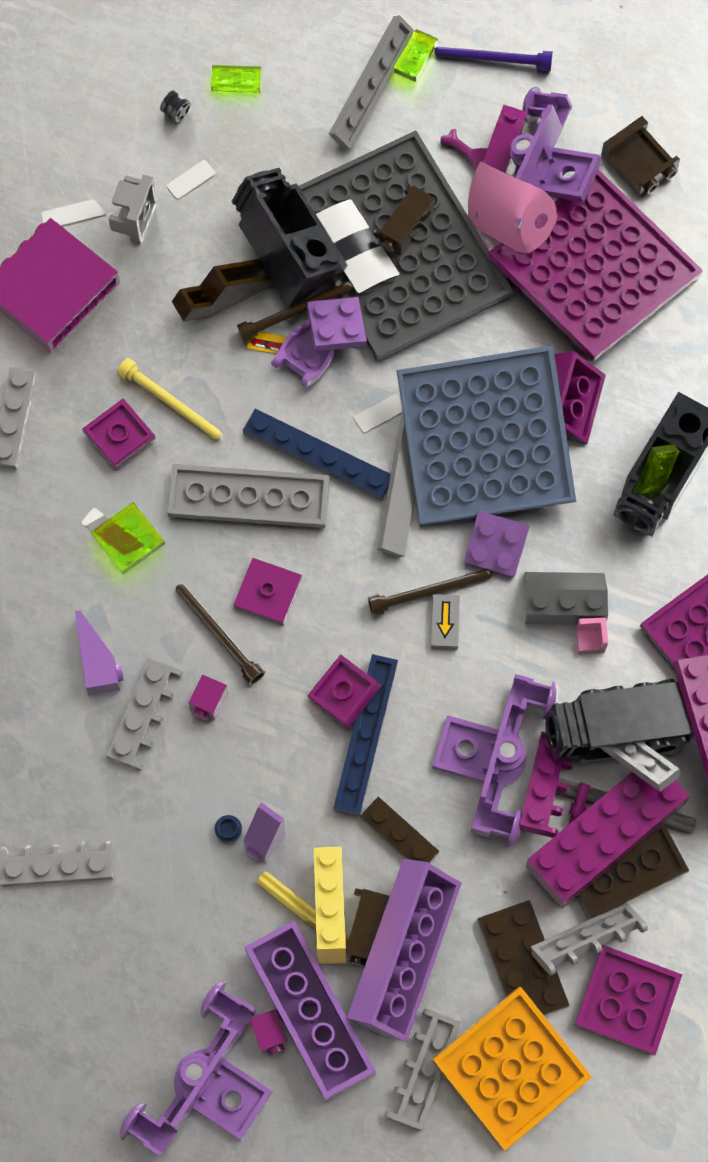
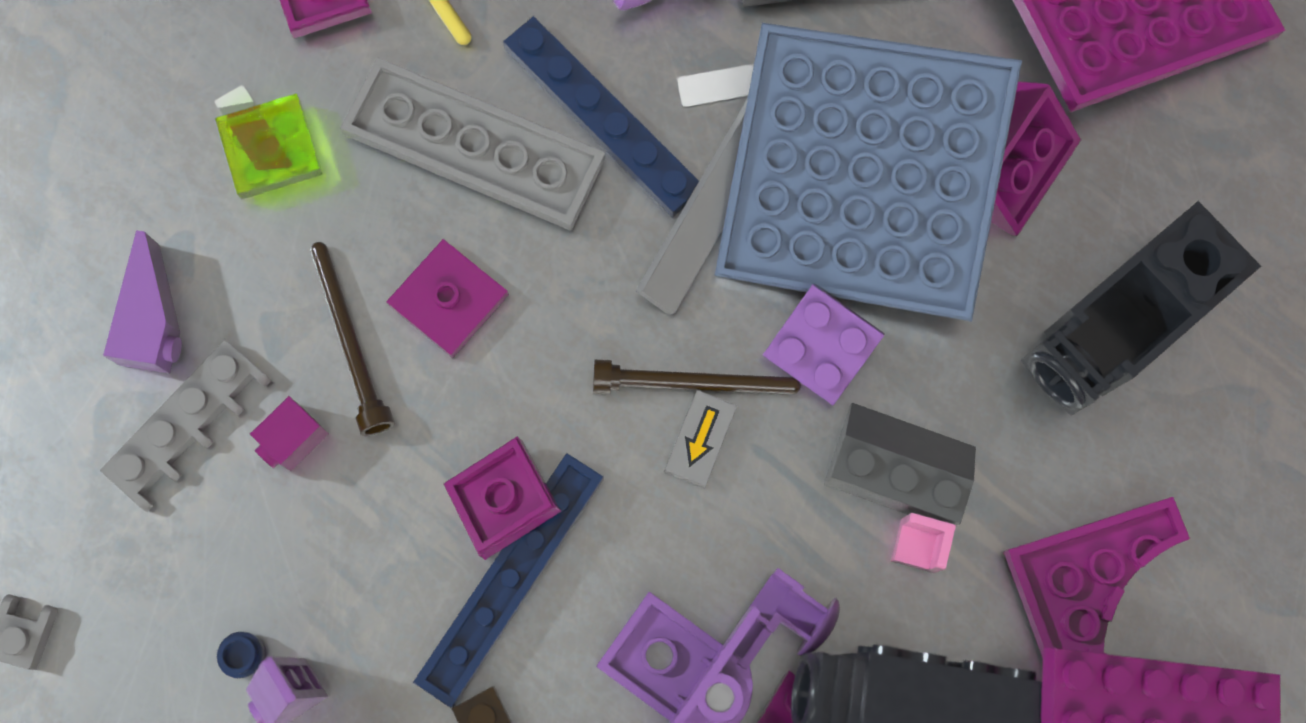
camera: 15 degrees right, 5 degrees up
(657, 468) = (1122, 312): clear neon green plate -> none

